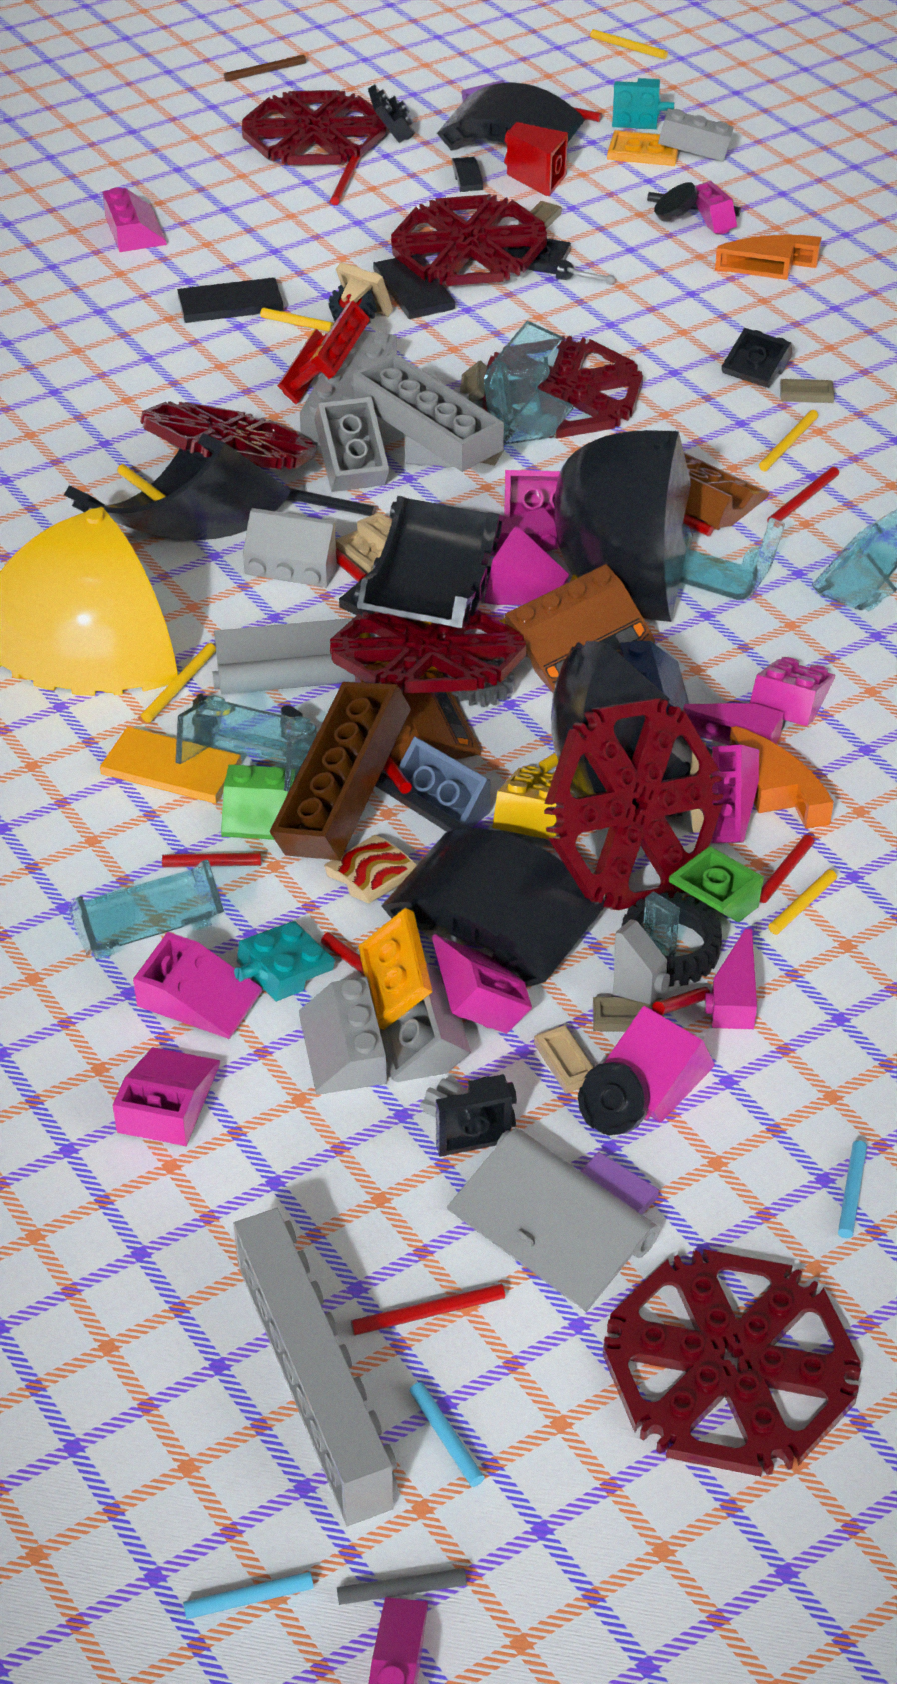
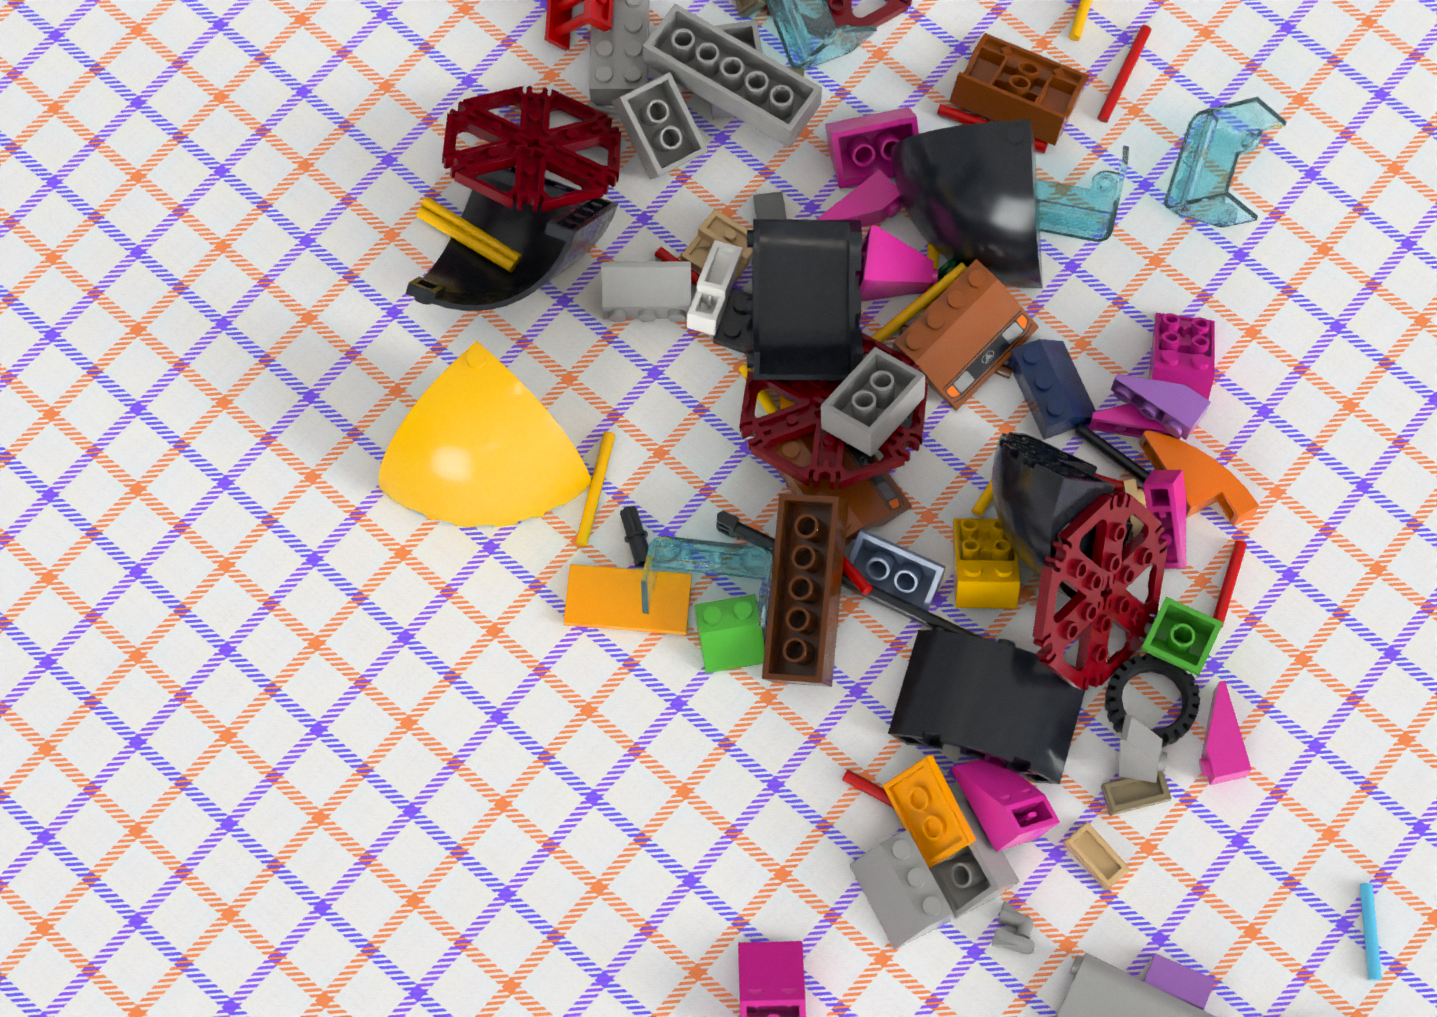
camera: 15 degrees left, 25 degrees up
(132, 487) = (466, 239): none -> yellow bar
(146, 910) = (673, 788): clear light blue windscreen -> none
(193, 987) = (756, 871): dark pink slope -> none
(215, 859) = (709, 708): red bar -> none
(277, 657) = (683, 430): light grey door -> none
(282, 960) = (819, 815): teal plate -> none
(331, 502) = (654, 196): black bar -> none
(351, 561) = (714, 288): none -> white slope
(371, 868) = (862, 684): slope -> none
(461, 631) = (872, 401): none -> light grey brick
(475, 1118) = (1054, 948): black plate -> none
(613, 1098) = (1156, 901): black tile -> none
(661, 922) = (1145, 698): clear light blue tile -> none
(666, 1057) = (1179, 856): dark pink slope -> none
(680, 1001) = (1185, 780): red bar -> none
(760, 701) = (1168, 403): none -> medium lavender slope
(802, 902) = (1253, 620): yellow bar -> none

